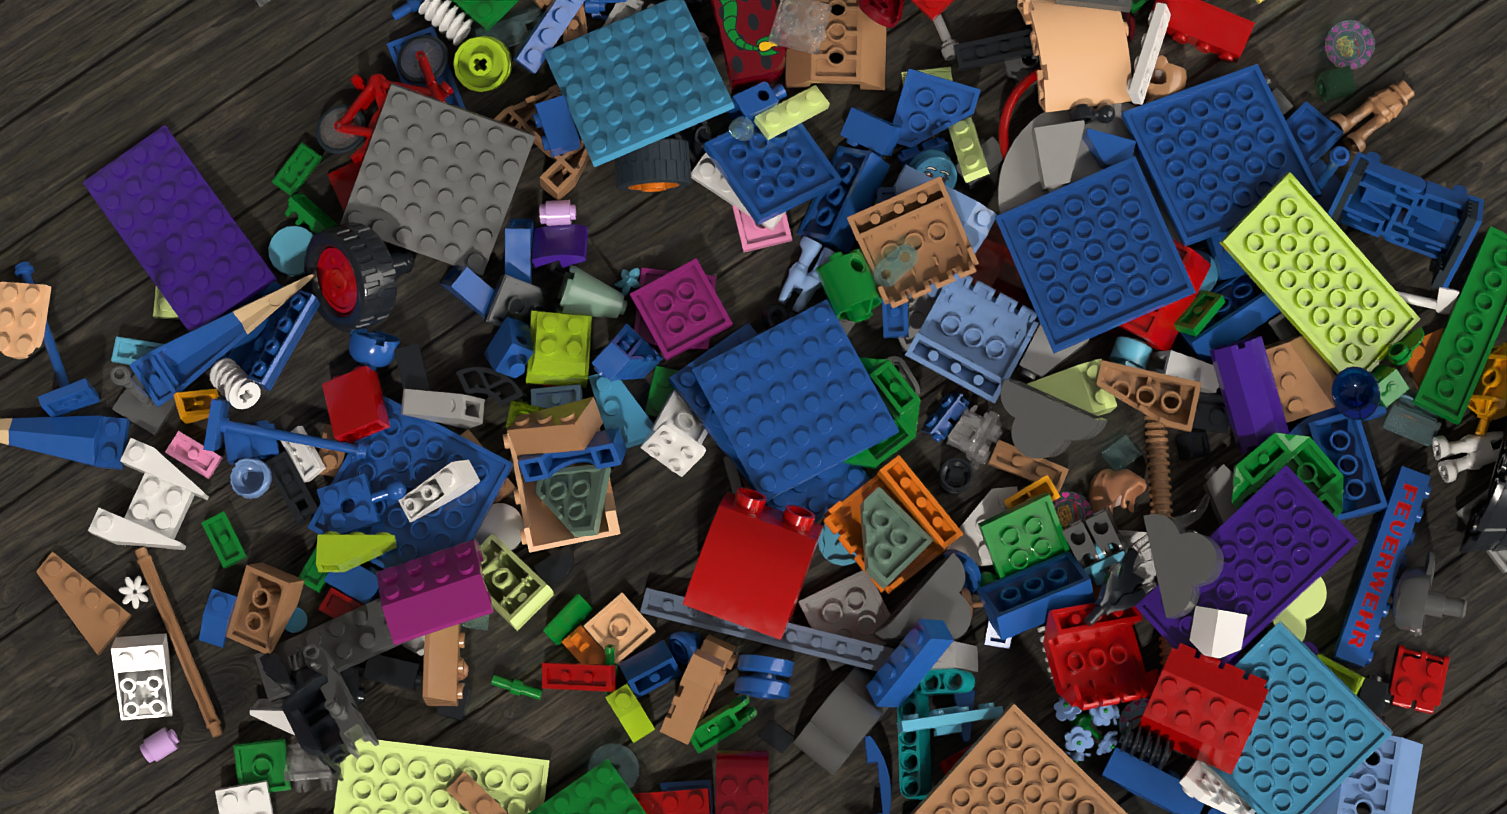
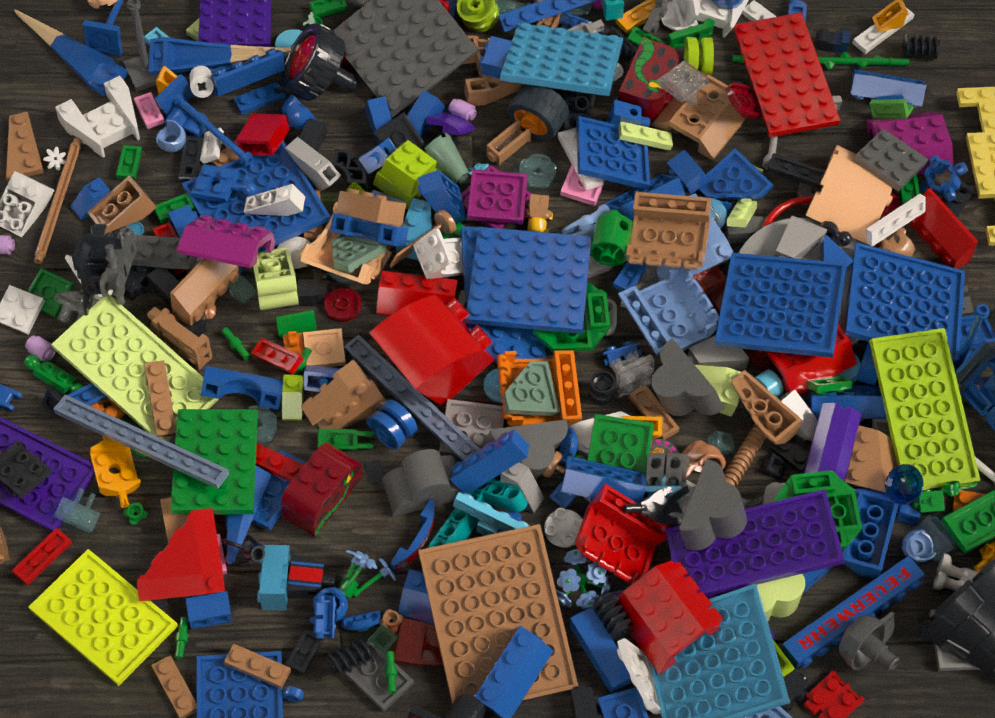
camera: 30 degrees right, 20 degrees down
(307, 352) = (258, 98): none -> blue hinge
(346, 552) = (193, 202): lime slope -> none
(434, 724) = (181, 340): none -> medium nougat hips
(597, 727) = (263, 390): none -> blue arch
(598, 559) = (342, 304): none -> dark red tile
(640, 225) = (507, 143): none -> medium nougat window
(647, 387) = (444, 223): none -> medium nougat piece
(676, 500) = (402, 289): none -> red slope
(704, 226) = (546, 167): none -> clear light blue plate
(738, 297) = (538, 213): none -> medium nougat piece
(741, 128) = (606, 120): clear light blue plate -> none
(895, 265) = (648, 242): clear light blue plate -> none
(1023, 669) = (562, 527): none -> white dish
(1217, 631) = (711, 568): white slope -> none
(1404, 446) = (918, 546): none -> medium blue hair

